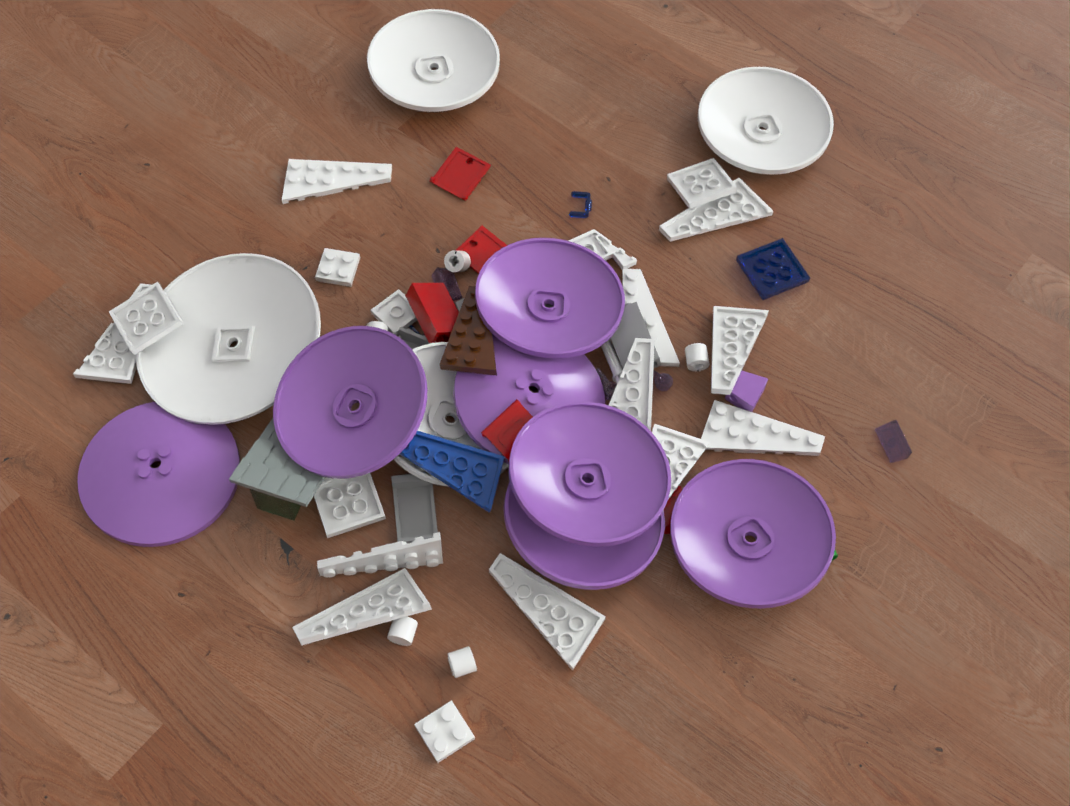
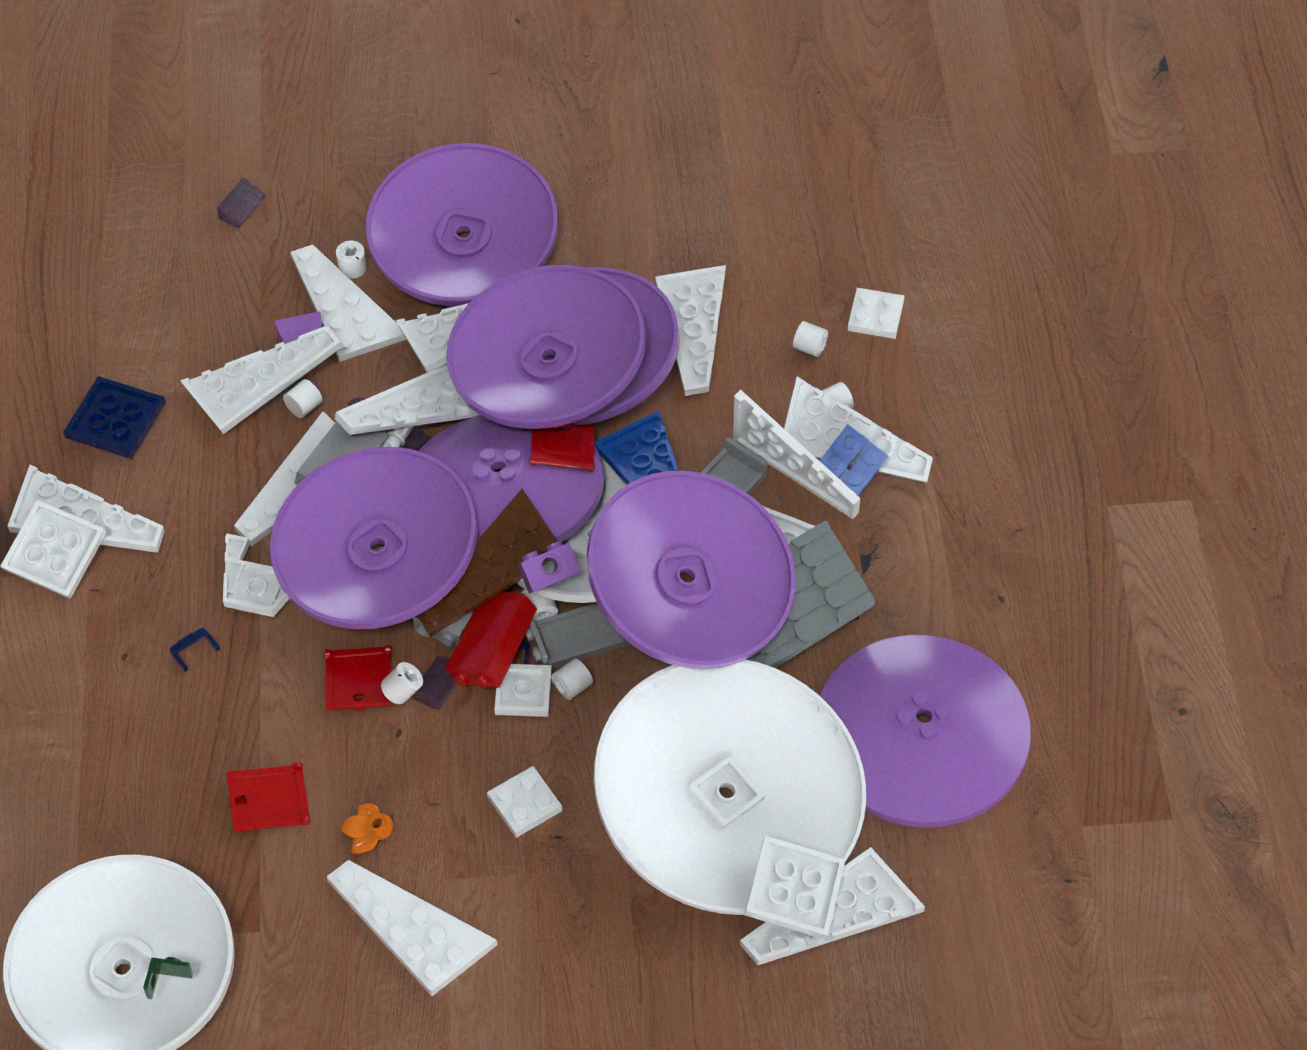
camera: 130 degrees left, 5 degrees down
(347, 589) = (845, 450): none -> brick
(398, 197) = (364, 830): none -> orange plate
(402, 61) = (168, 966): none -> dark green bracket
(433, 344) = (564, 566): none -> medium lavender brick
(787, 457) = (351, 259): none -> white piece

